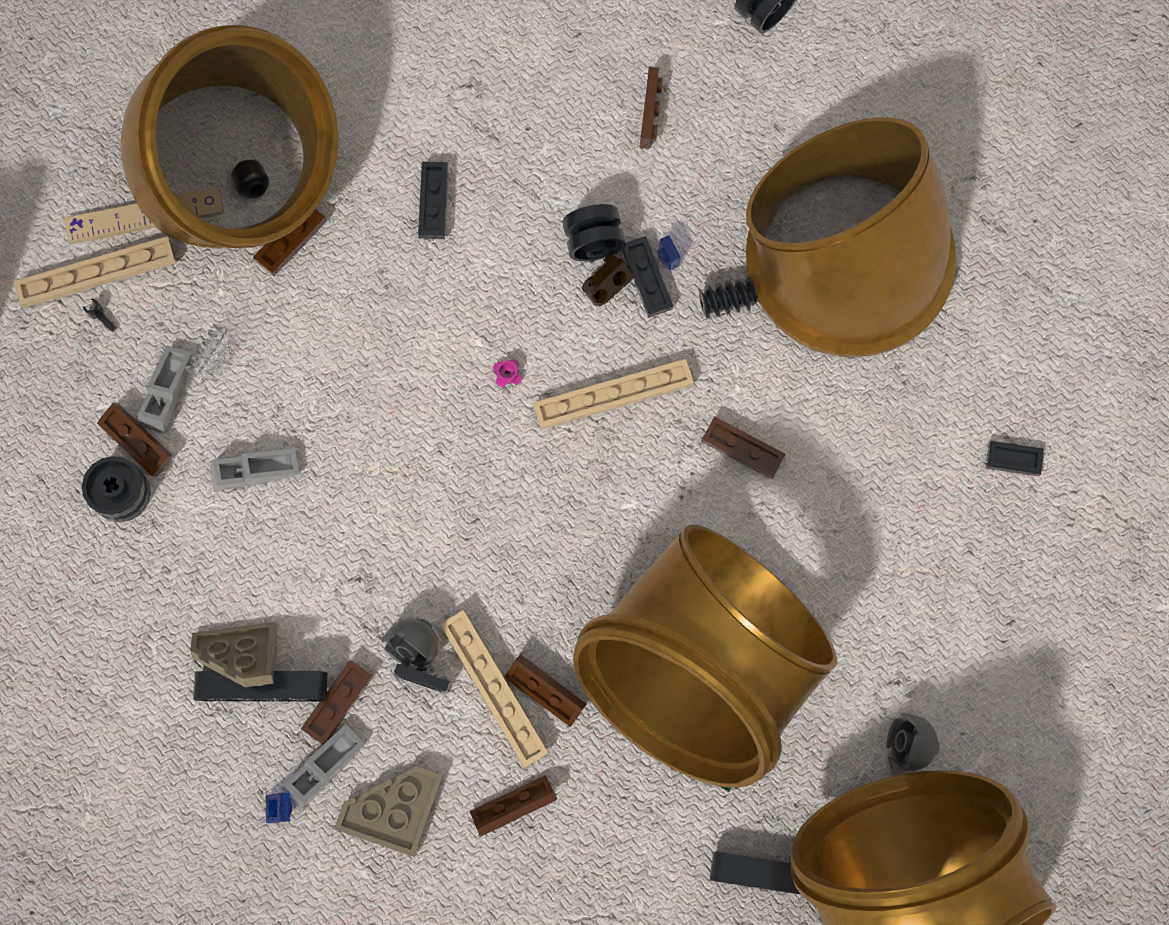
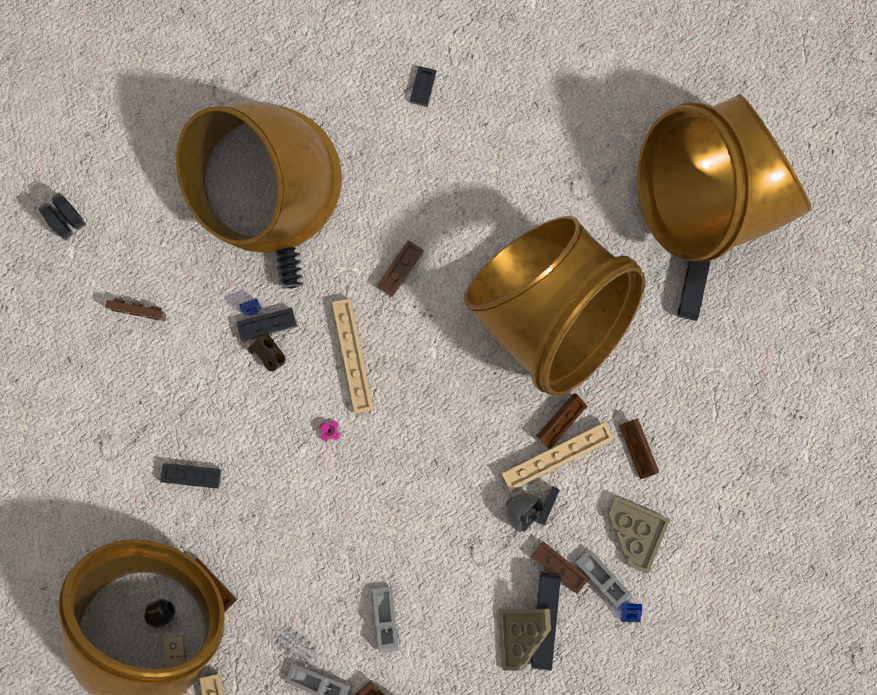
camera: 80 degrees left, 5 degrees up
(593, 232) = (232, 358): black wheel -> none
(912, 743) = (615, 178): dark grey cylinder -> none

